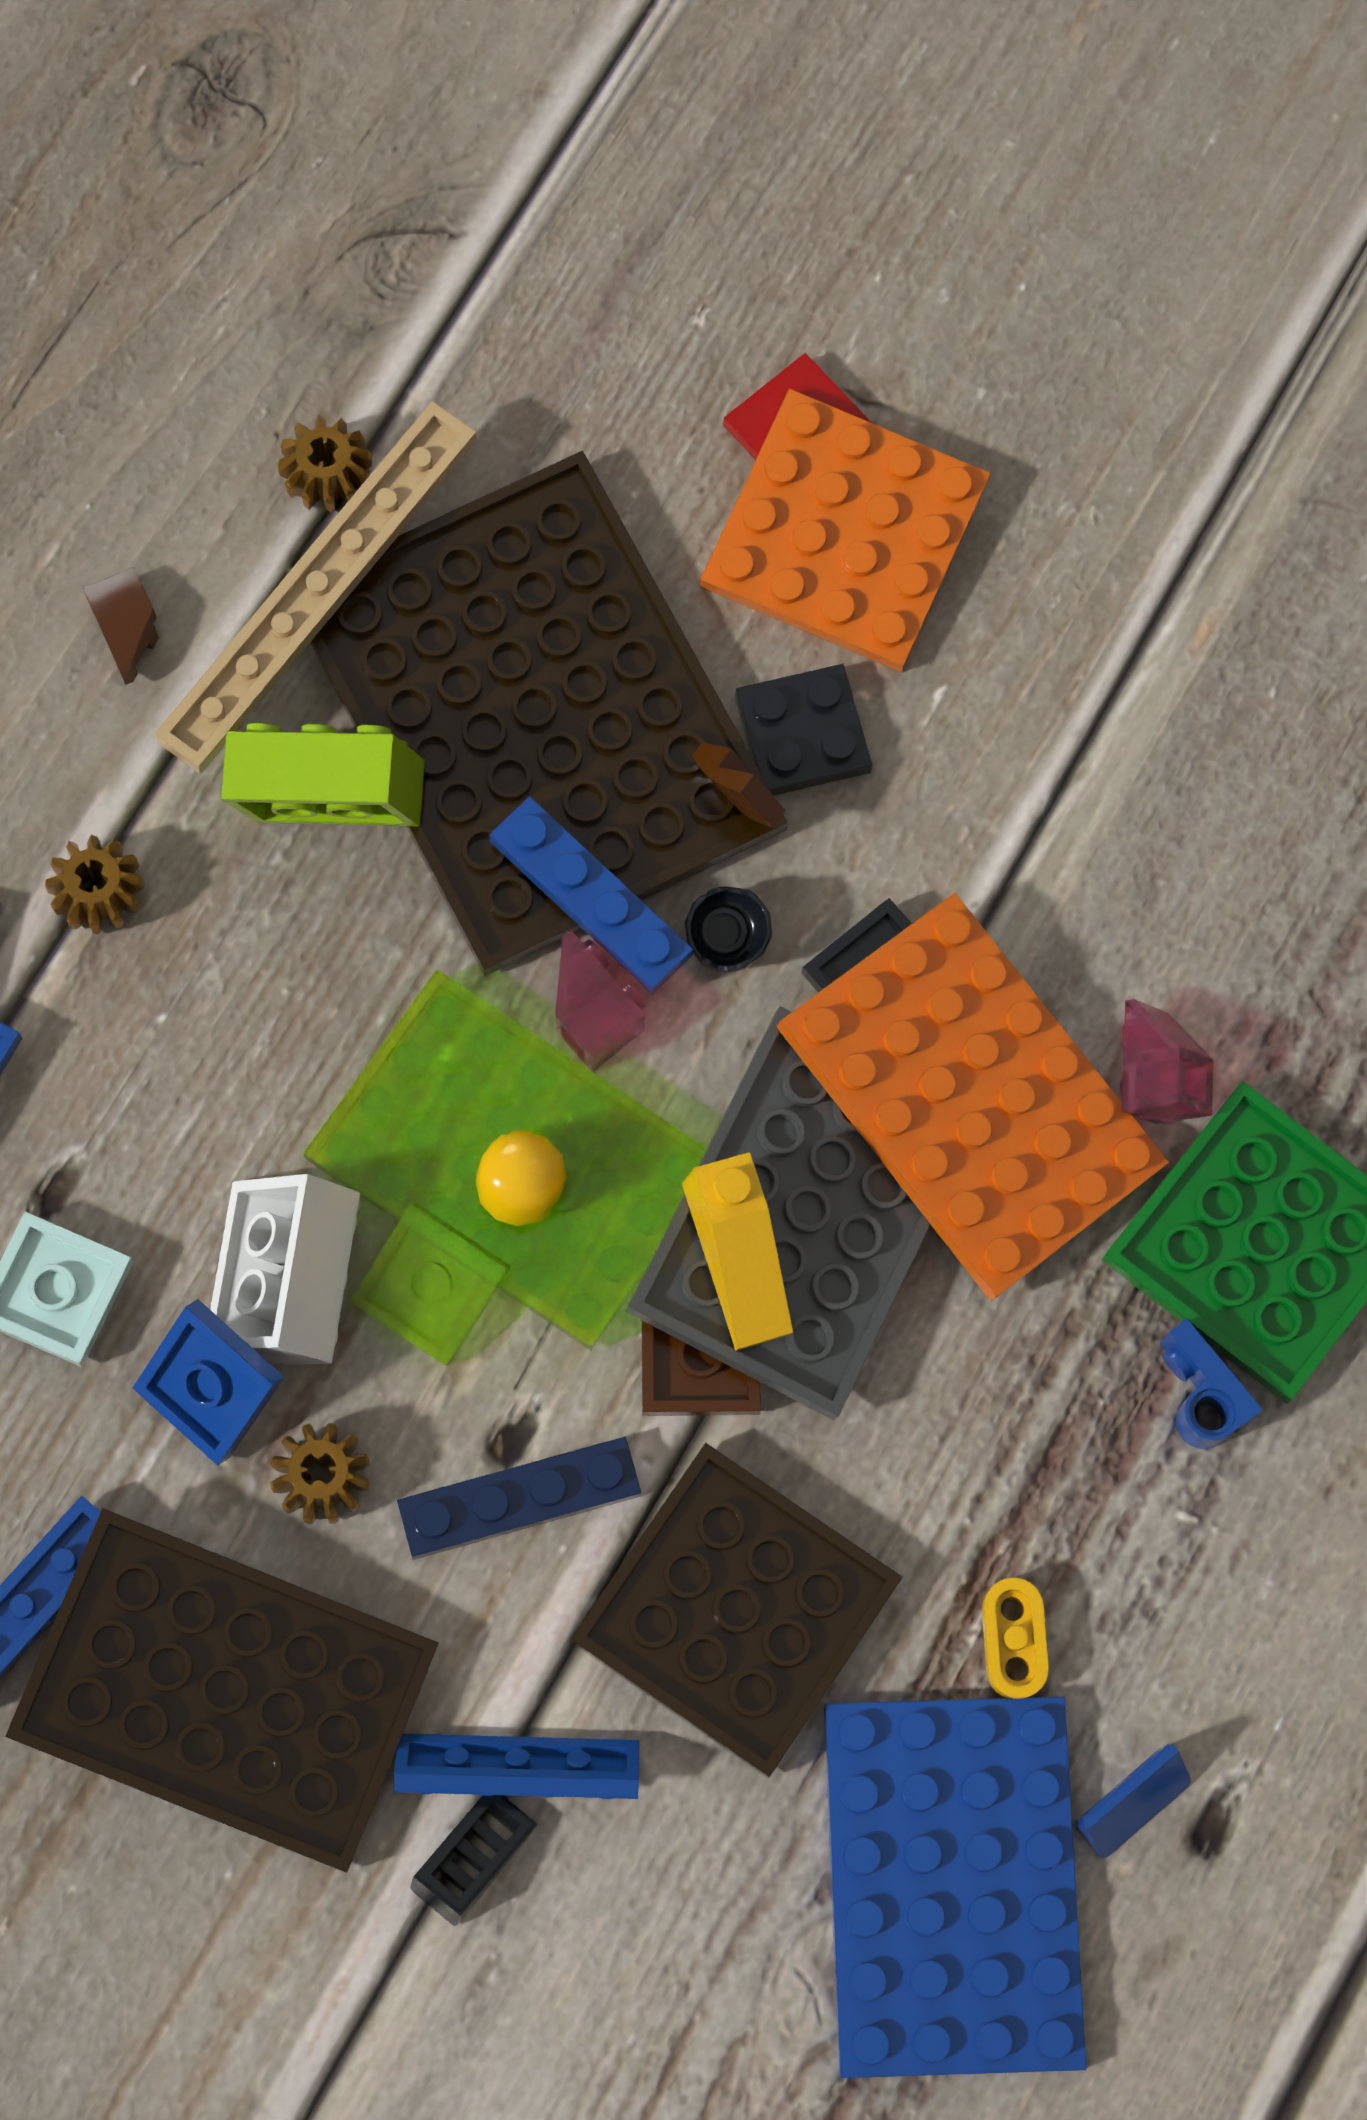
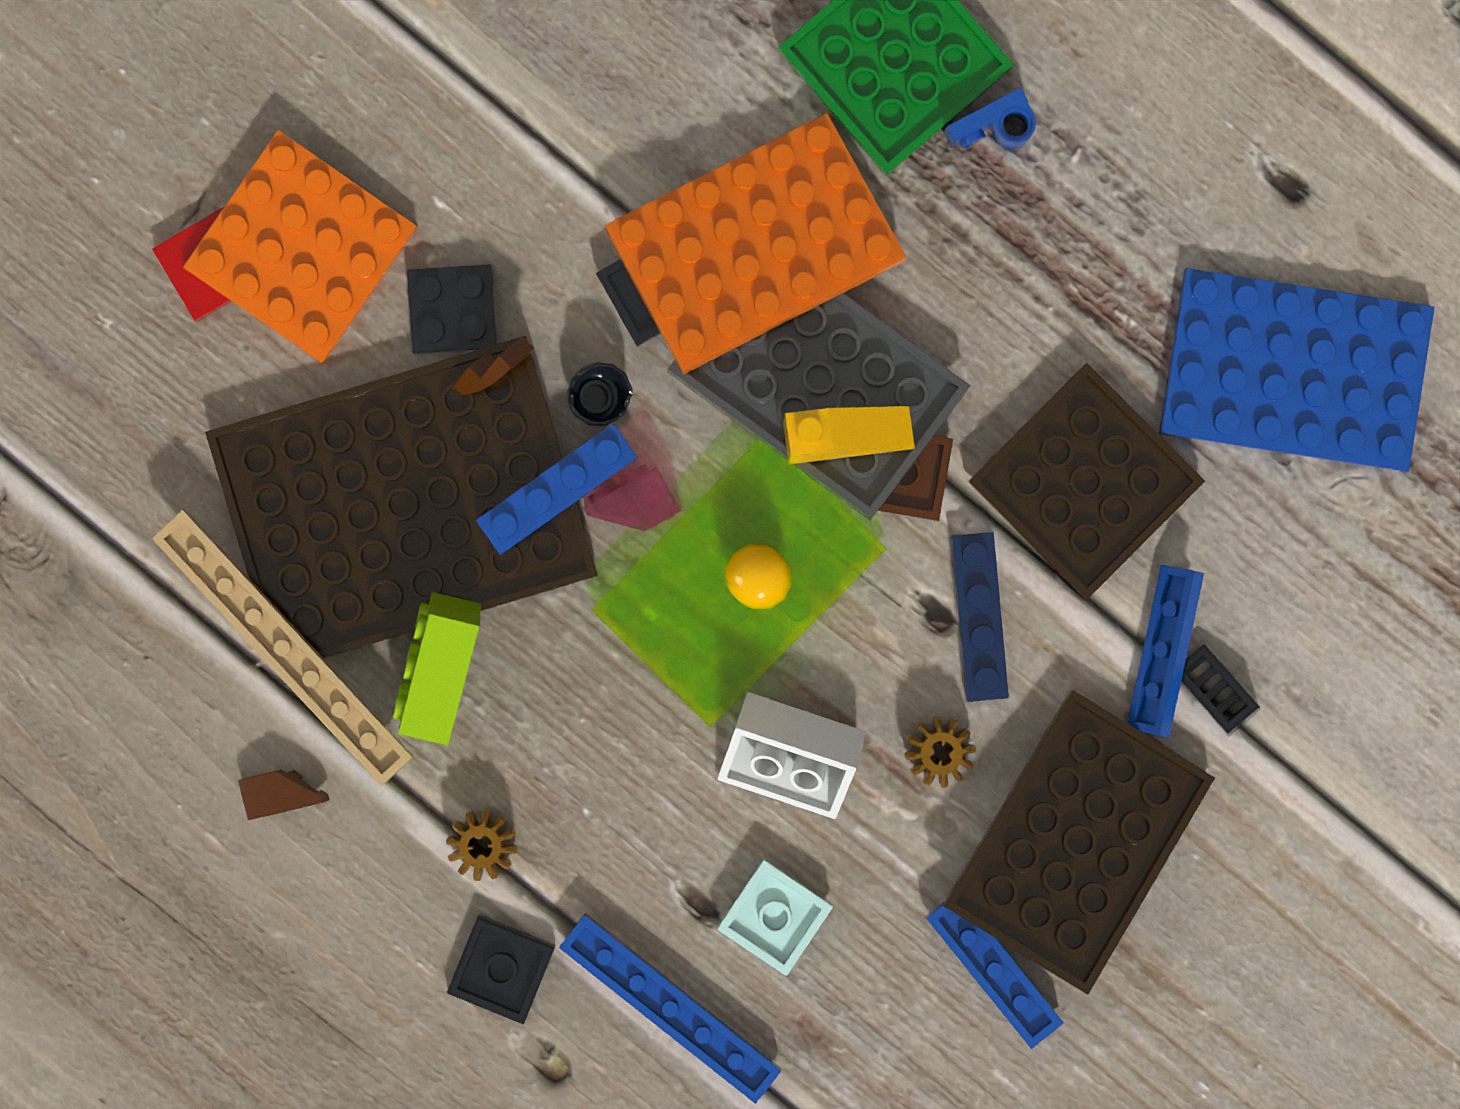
camera: 75 degrees left, 15 degrees up
(208, 1382) = (864, 819): blue plate -> none
(321, 445) = (182, 610): pearl gold gear -> none
(430, 1283) = (820, 653): clear neon green tile -> none
(1016, 1639) = (1140, 293): yellow plate -> none
(1134, 1801) = (1263, 236): blue slope -> none
(1163, 1068) = (757, 101): clear pink slope -> none

